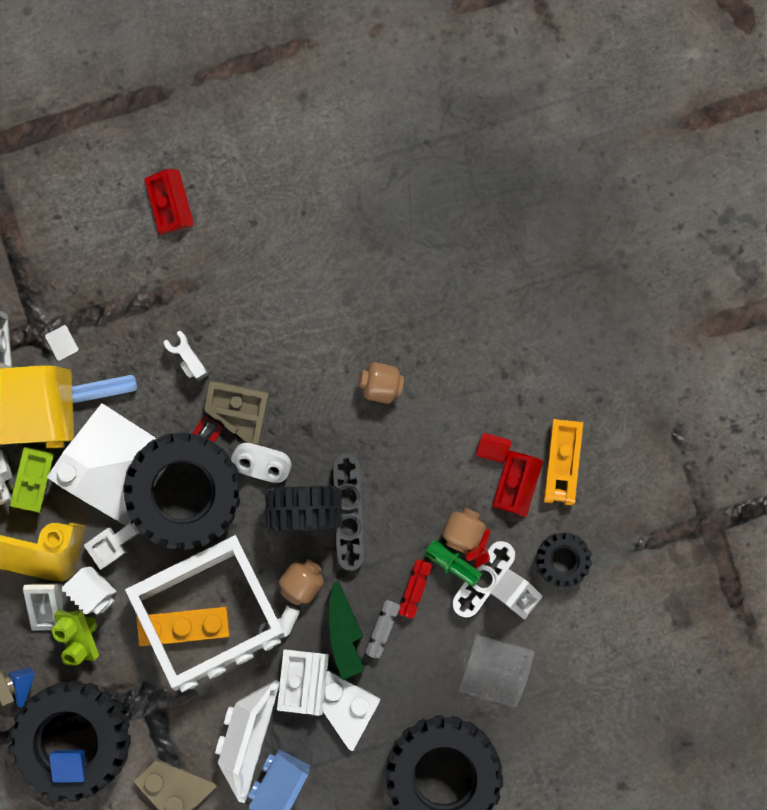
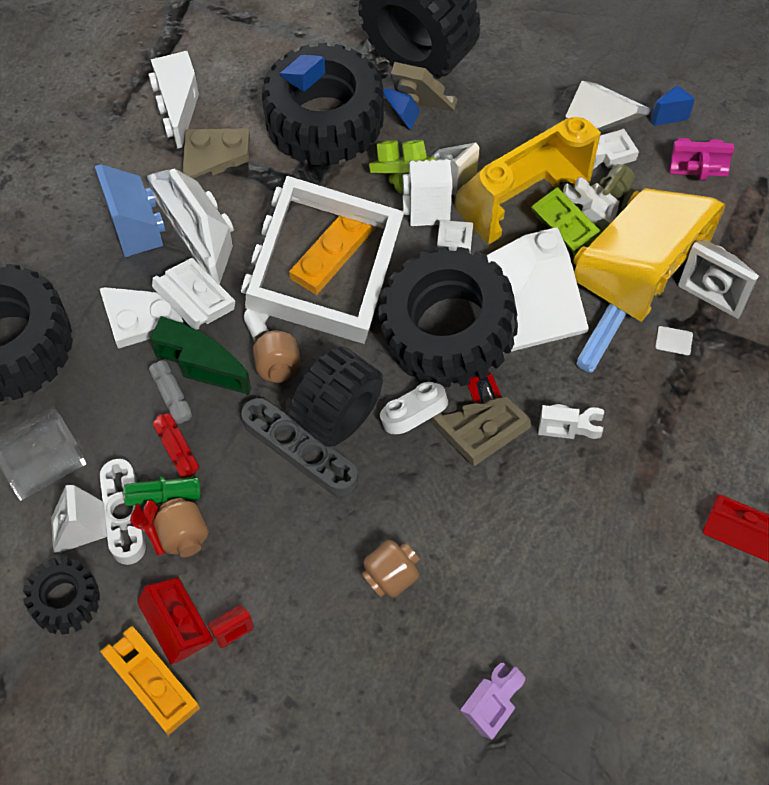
camera: 135 degrees right, 25 degrees down
(410, 260) = (490, 702): none -> lavender plate

